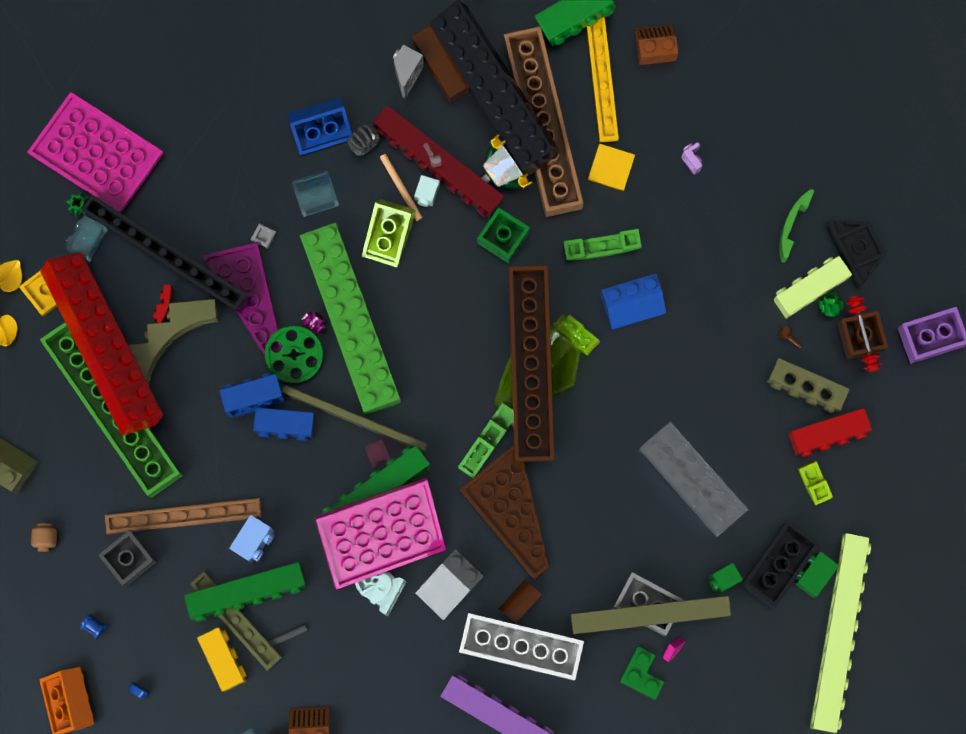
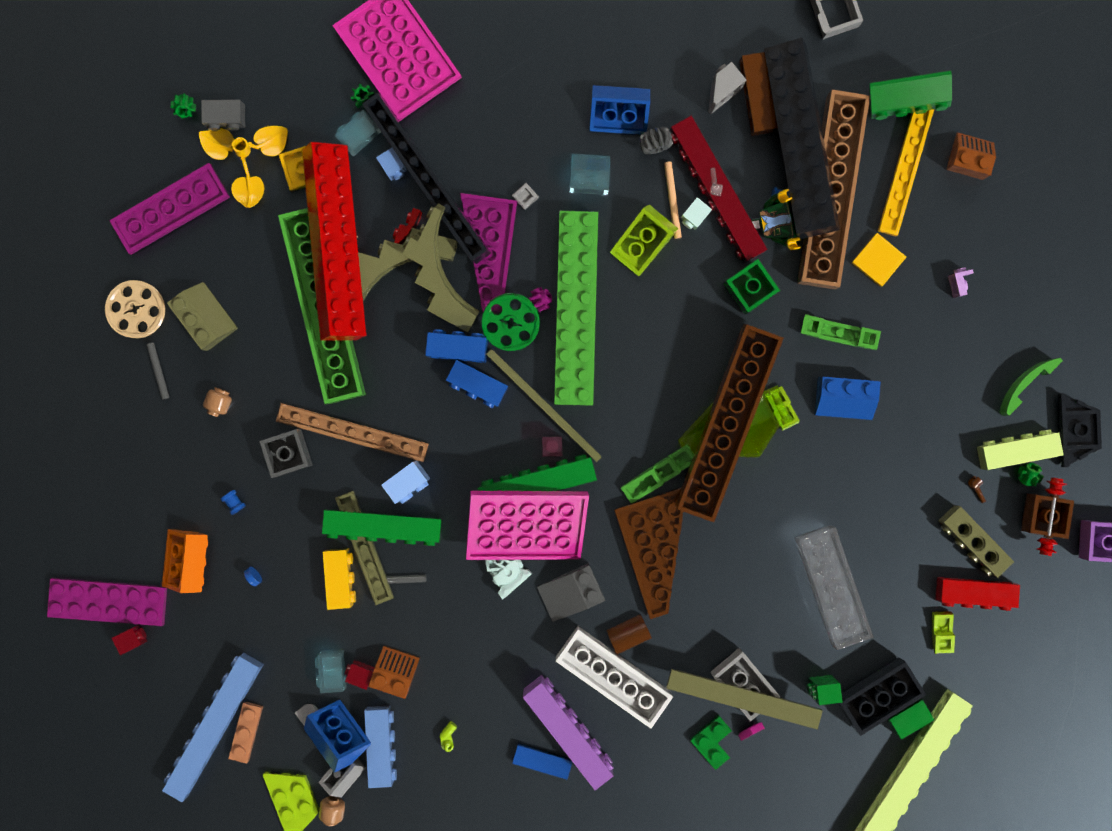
camera: 20 degrees right, 10 degrees up
(128, 254) = (392, 164): none -> medium blue brick
(188, 318) = (424, 250): none -> olive arch

